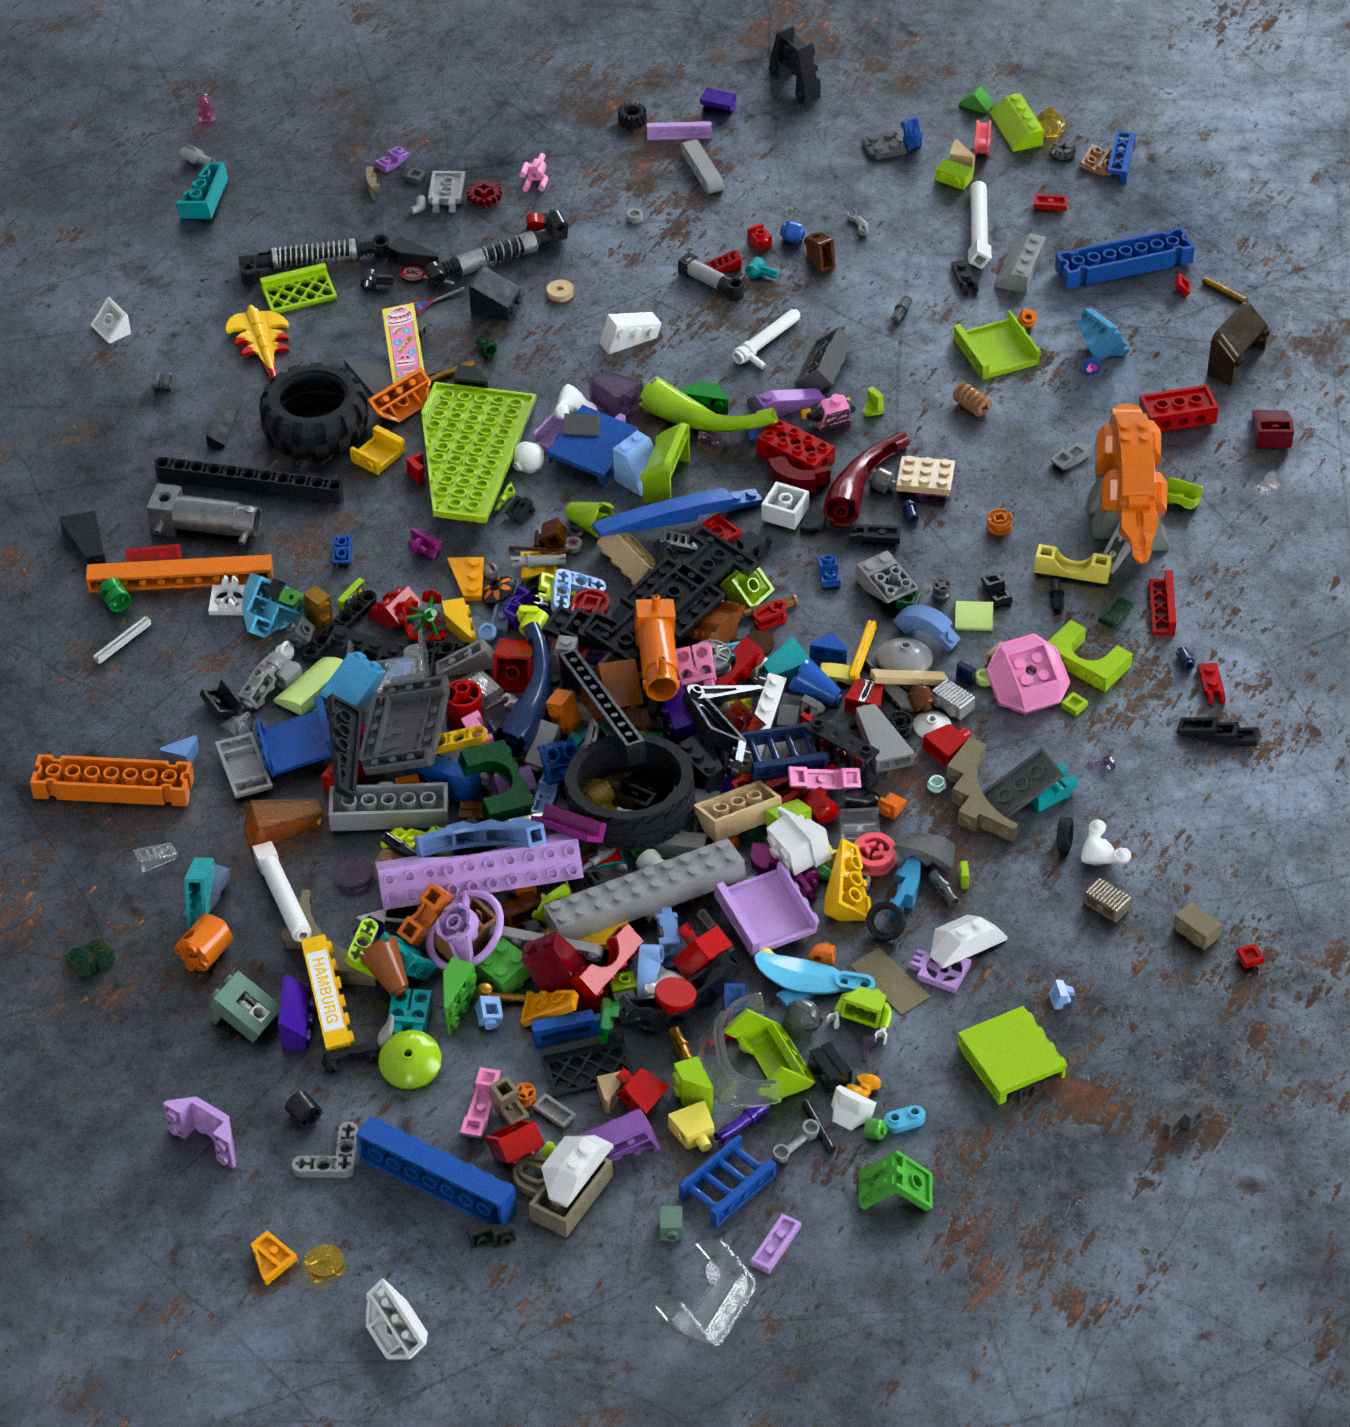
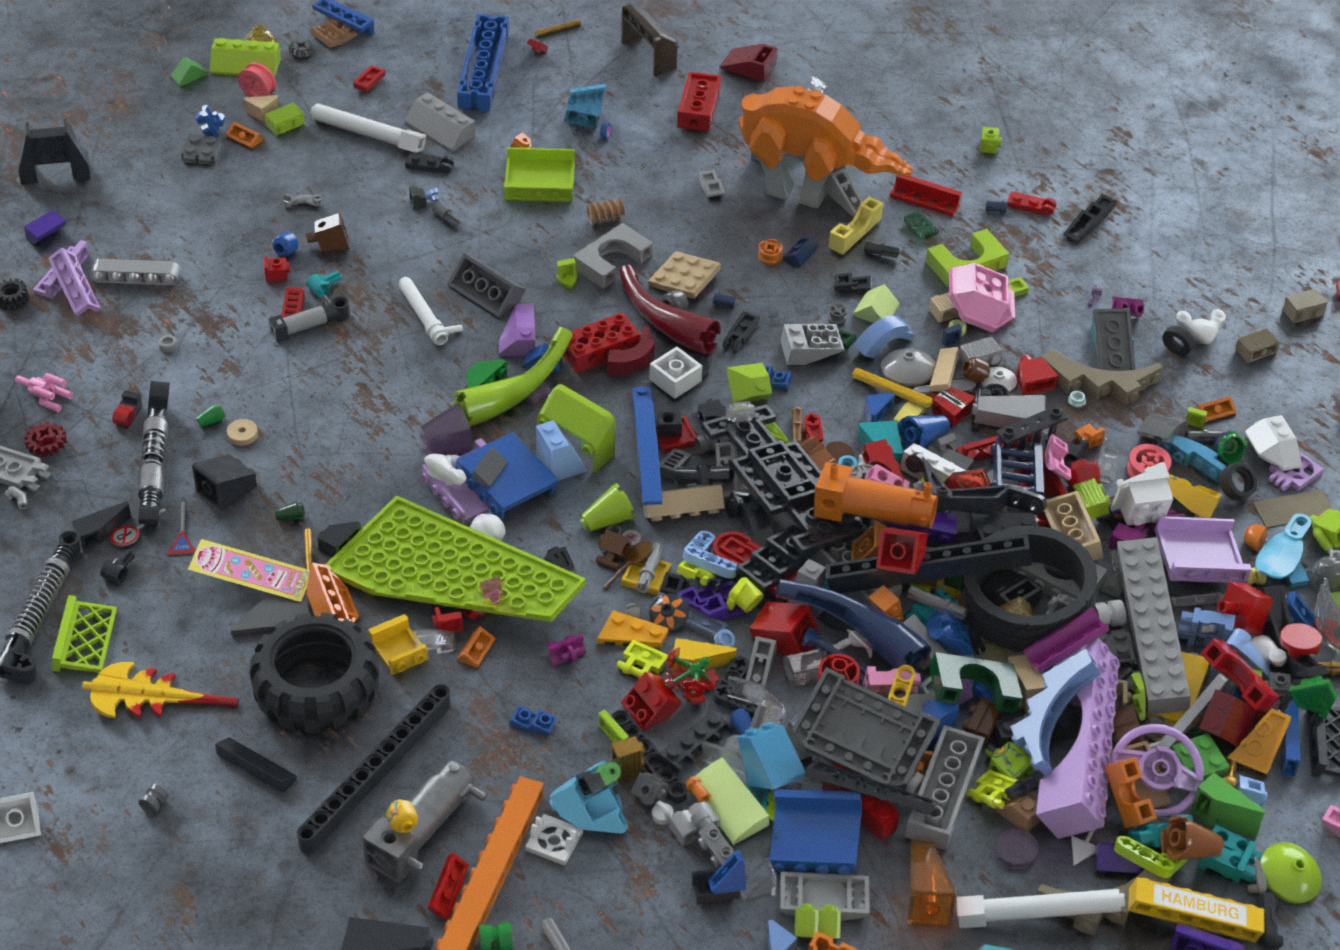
camera: 70 degrees left, 0 degrees up
(178, 491) = (402, 816): none -> yellow head
(210, 766) = (810, 920): none -> lime brick
(228, 701) = (729, 876): none -> blue slope
(314, 657) = (694, 785): none -> orange pin
(394, 468) = (440, 640): none -> clear slope
(402, 494) = (476, 647): none -> orange slope
(440, 468) = (491, 589): none -> tile
(442, 585) = (643, 656): none -> neon yellow plate
(503, 675) = (813, 638): none -> dark blue piece
(566, 267) = (211, 415): none -> green cone
(596, 675) = (901, 550): none -> red slope
(628, 330) = (351, 400): white wedge -> none
(656, 134) = (73, 281): none -> lavender fence
(715, 519) = (669, 424): none -> black brick
(726, 541) = (740, 411): none -> clear brick
(805, 555) = (749, 382): none -> lime slope
(831, 412) = (567, 303): torso -> none
(902, 410) = (620, 240): none -> light grey arch
(911, 285) = (418, 197): none -> pearl dark grey piece
(920, 162) = (244, 135): none -> orange slope
(932, 906) = (1230, 447): none -> green hair
(992, 891) = (1218, 408): none -> orange slope
(1019, 543) = (801, 250): none -> dark blue slope
(1092, 786) = (1136, 305): none -> magenta hips
(1285, 626) = (990, 140): none -> lime brick

